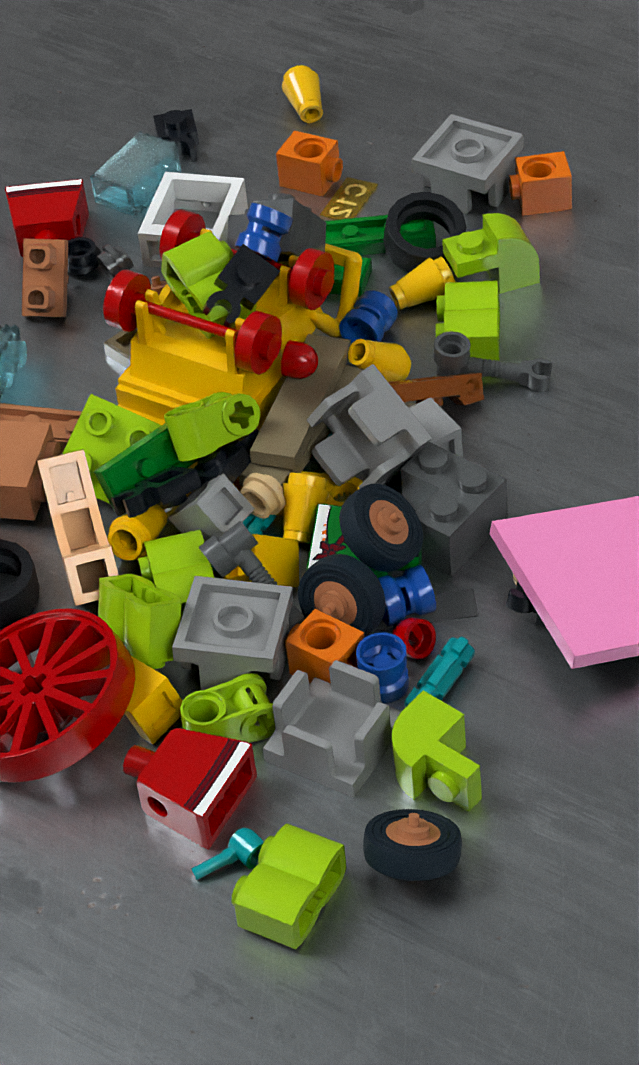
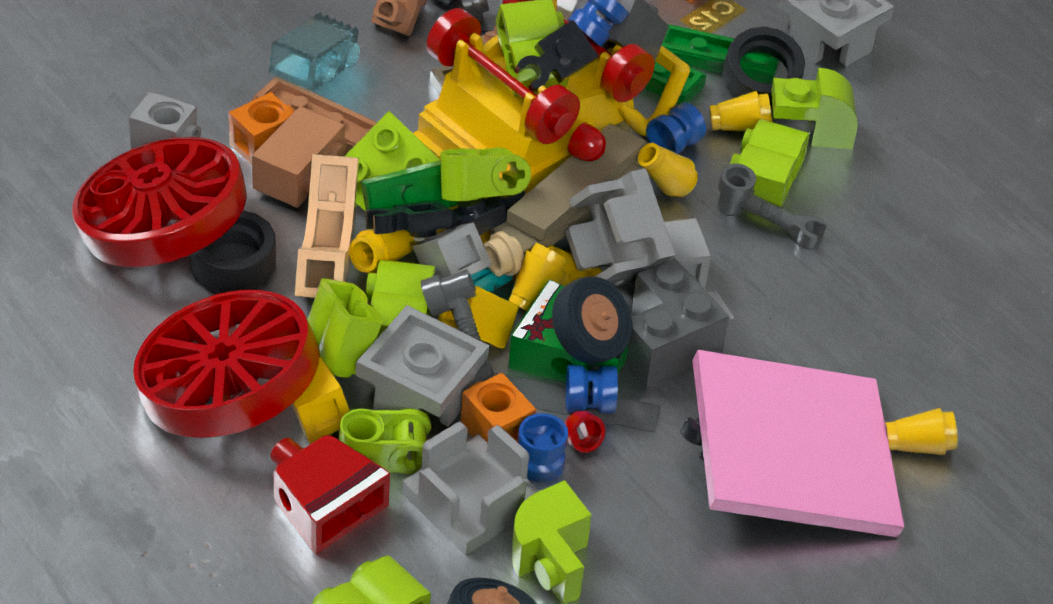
camera: 10 degrees right, 0 degrees up
(242, 845) = (343, 562): teal hand -> none
(343, 590) = (535, 367): black wheel -> none
(444, 670) = (598, 470): teal axle -> none
(460, 388) = (732, 220): dark orange hinge -> none
(542, 183) = (894, 57): orange brick -> none

